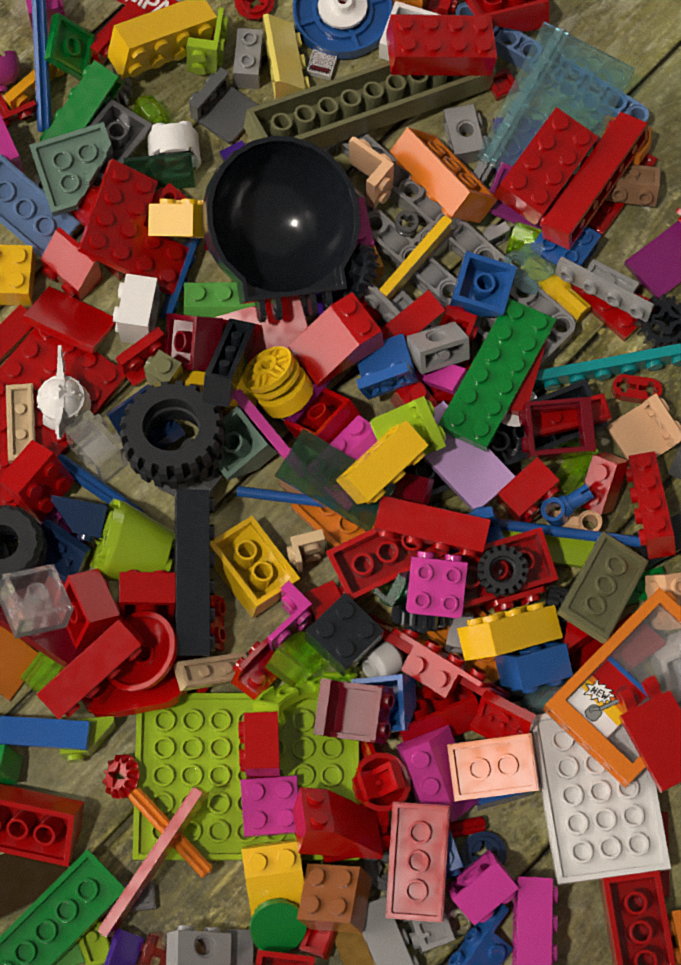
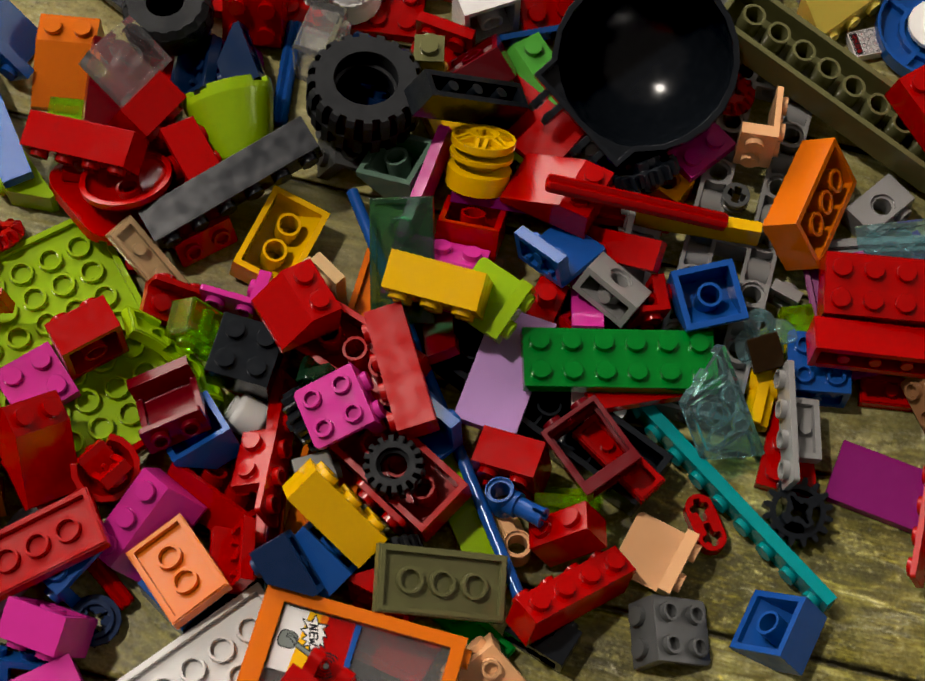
camera: 60 degrees right, 5 degrees down
(336, 574) = (297, 306): none -> red slope
(388, 290) = (636, 202): none -> red axle
(538, 685) = (285, 565): none -> dark blue slope
(542, 273) = (765, 352): none -> dark brown slope
(572, 329) = (719, 412): none -> clear light blue wing

